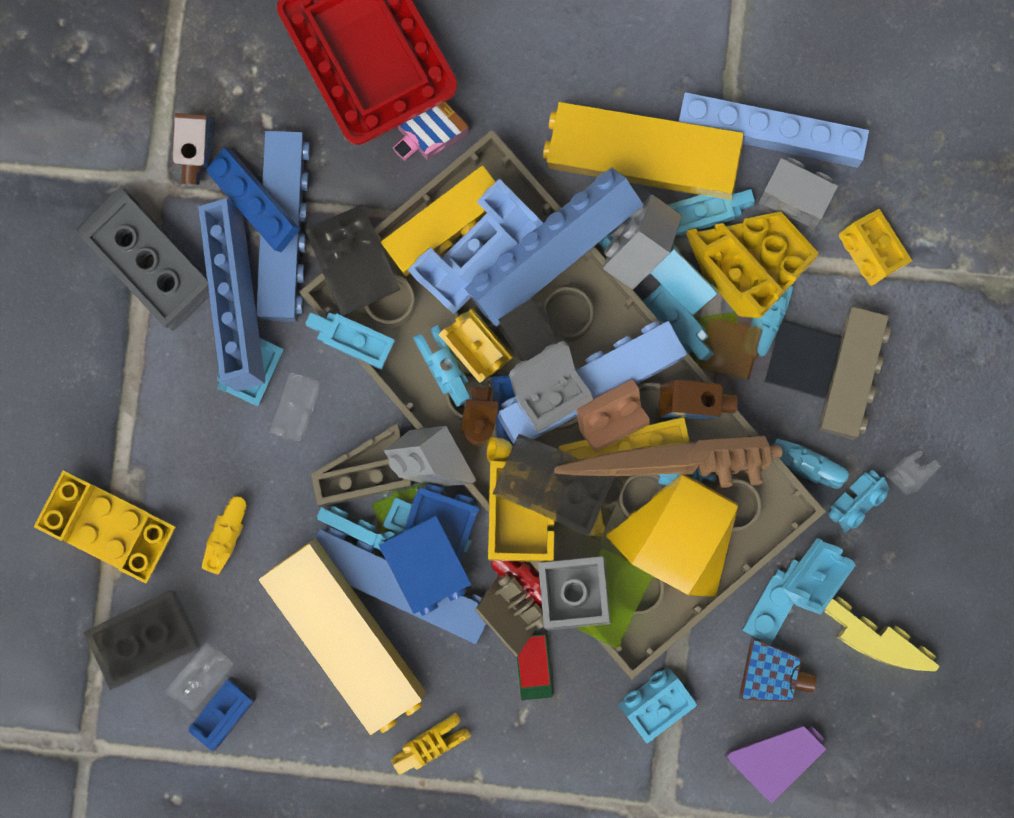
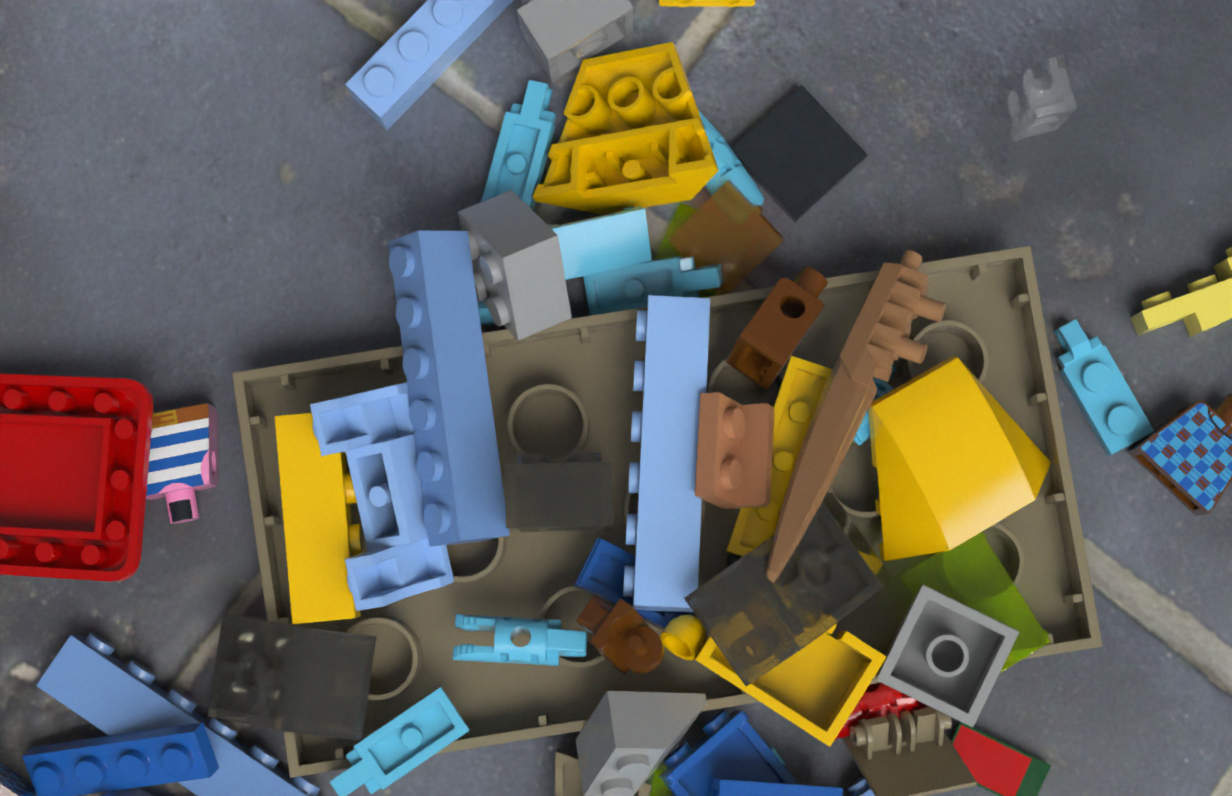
camera: 60 degrees left, 0 degrees up
(476, 345) = (518, 578): yellow hinge -> none
(549, 386) = (645, 514): light grey bracket -> none
(644, 150) = (388, 187): yellow brick -> none
(657, 704) = (1143, 630): medium azure bracket -> none
(812, 465) = (946, 227): medium azure hinge -> none
(818, 576) = (1104, 310): medium azure hinge -> none
(853, 373) = (859, 96): dark tan brick -> none
(870, 492) = (1028, 177): medium azure hinge -> none

